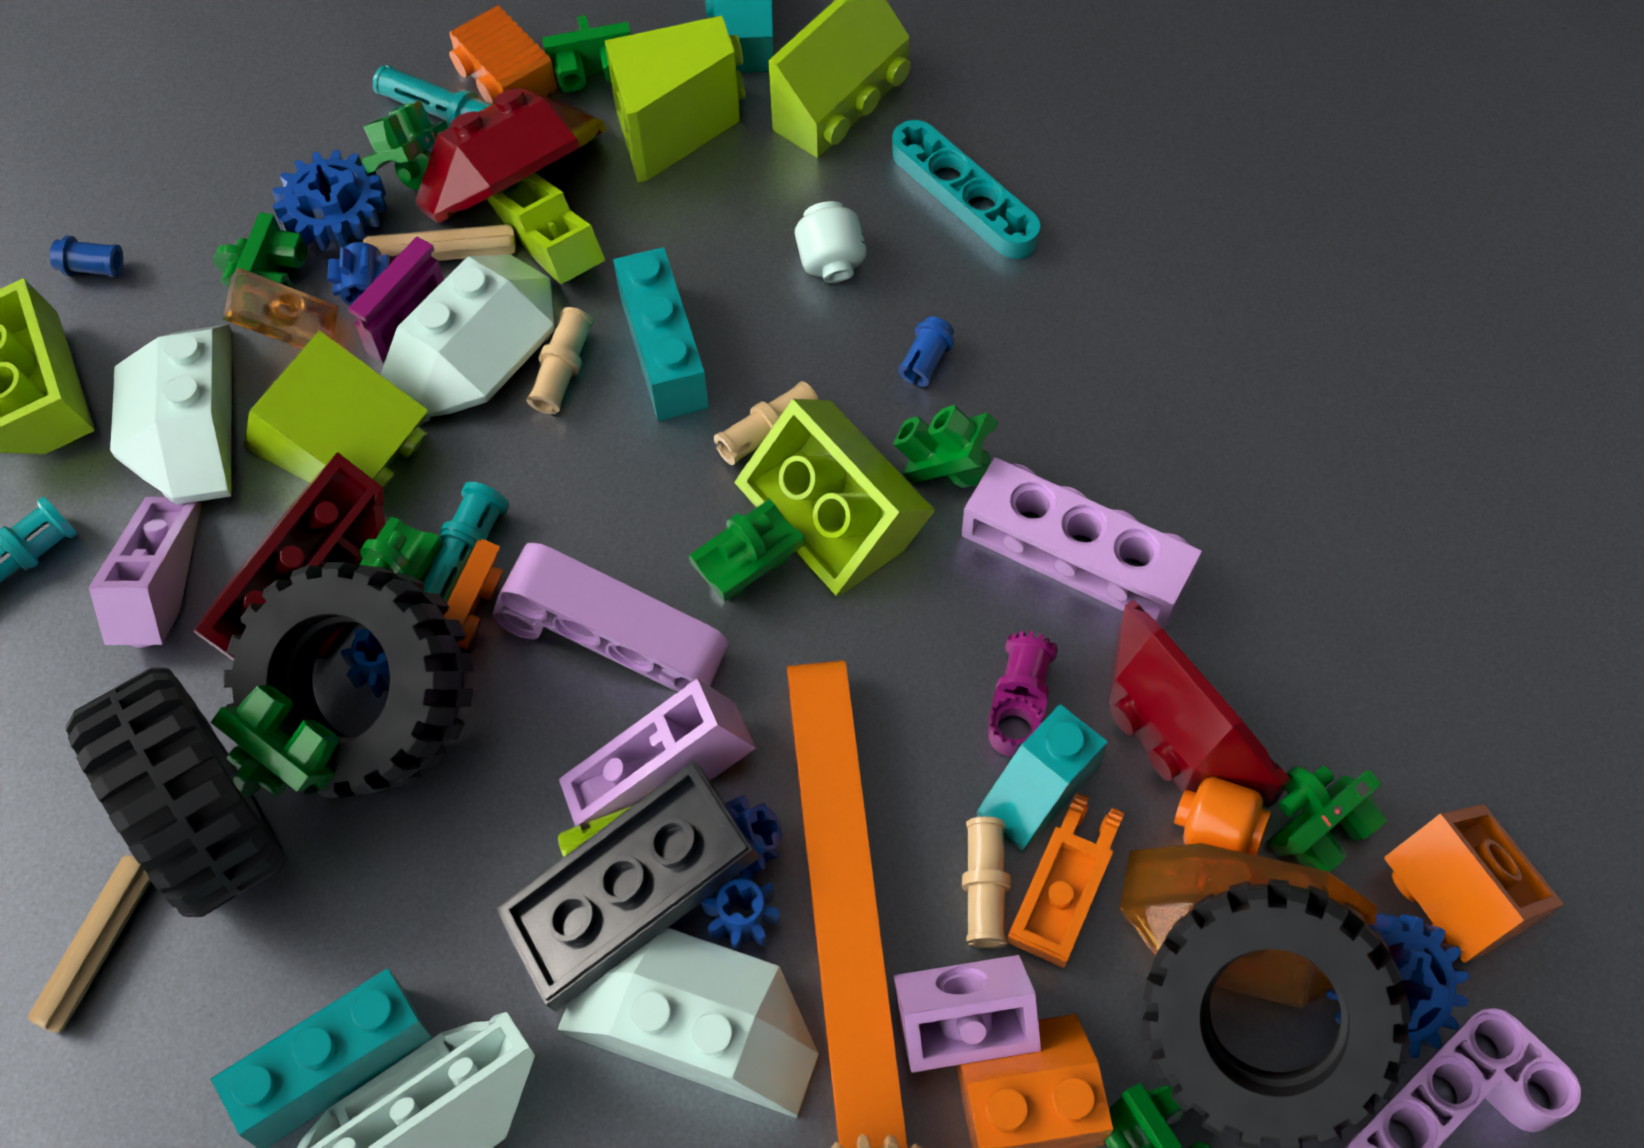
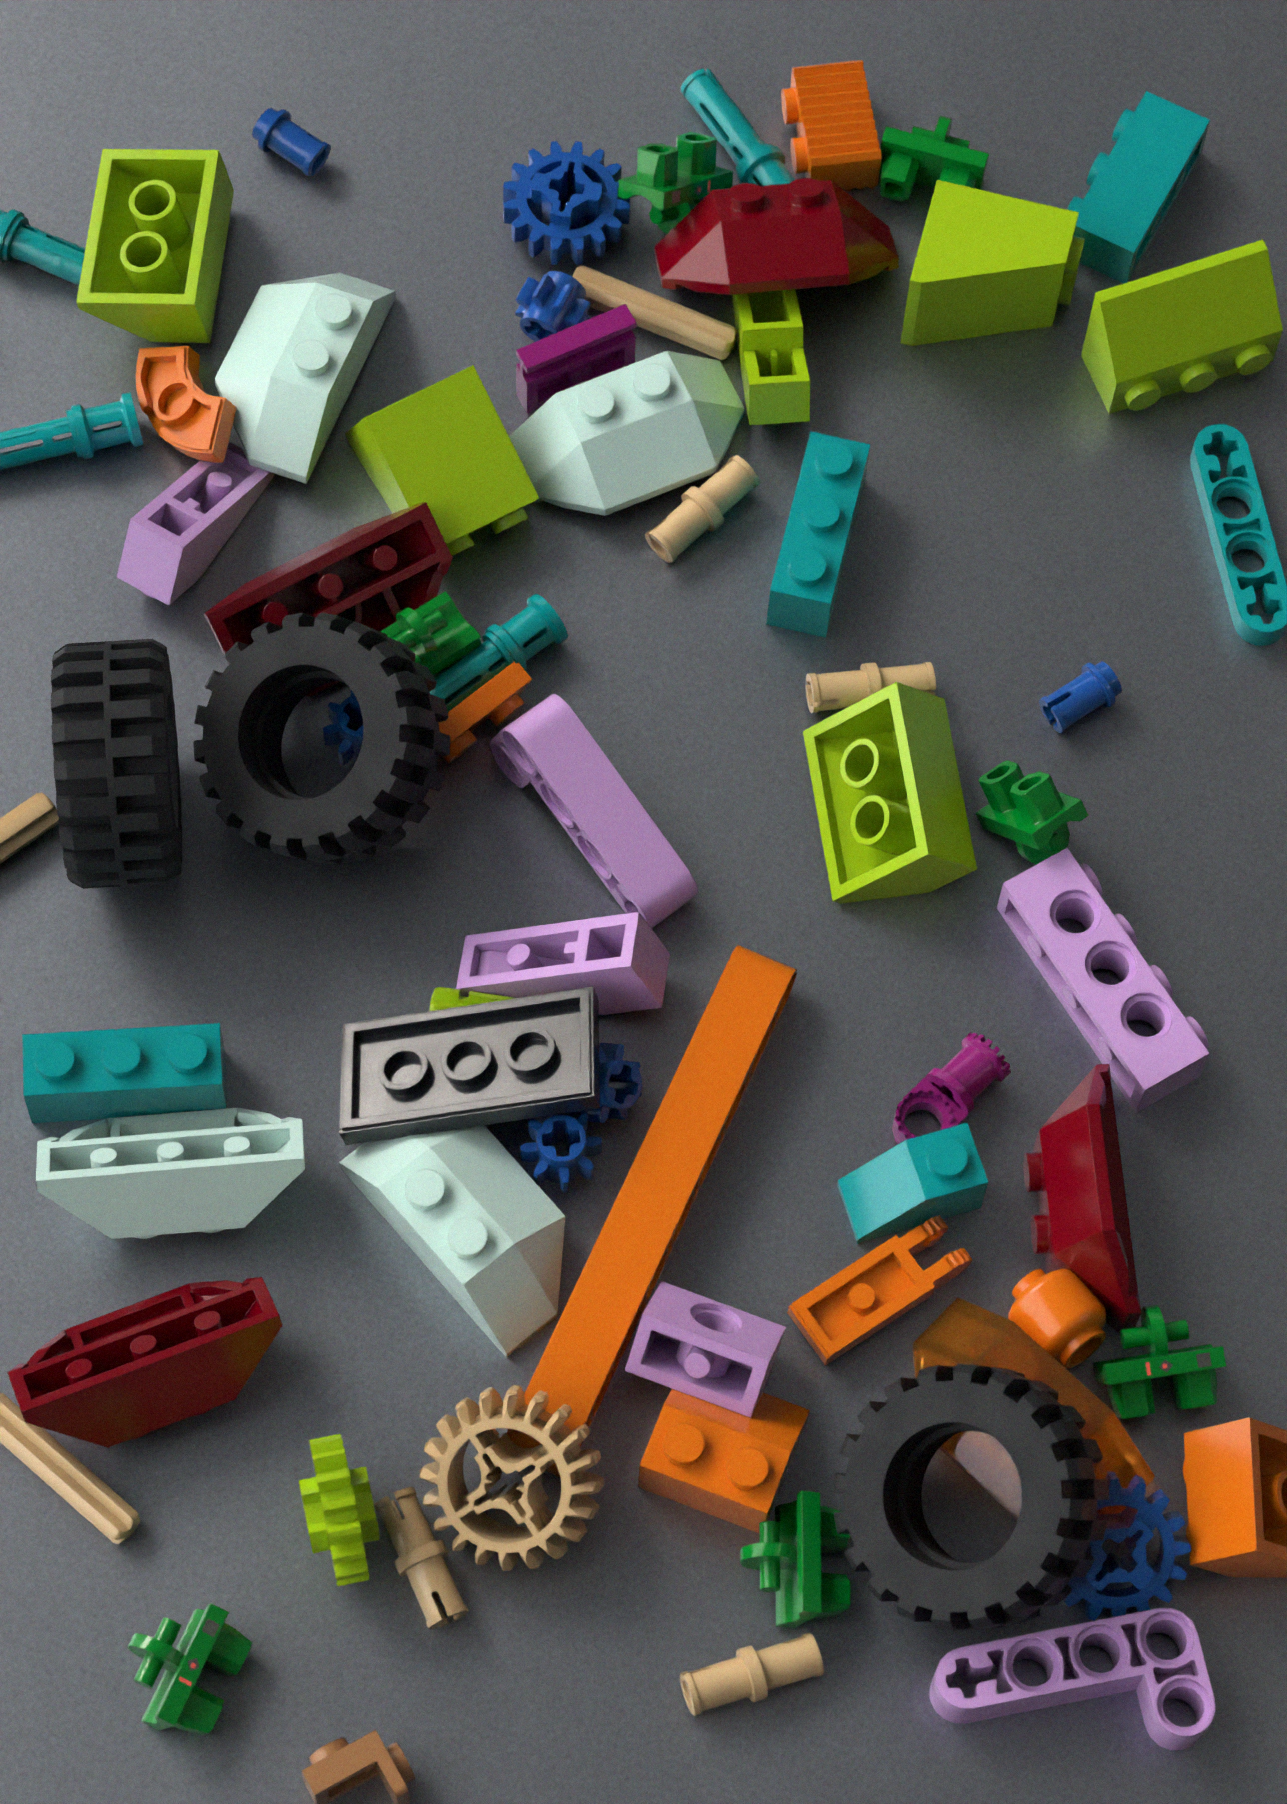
camera: 25 degrees right, 5 degrees up
(92, 488) = (178, 405): none -> orange tile
(262, 252) = (454, 236): green hips -> none
(267, 754) = (213, 774): green hips -> none
(277, 309) = (451, 311): clear orange plate -> none
(746, 550) = (768, 809): green hips -> none
(830, 241) = (1054, 523): light aqua head -> none
(986, 883) = (801, 1249): tan pin -> none

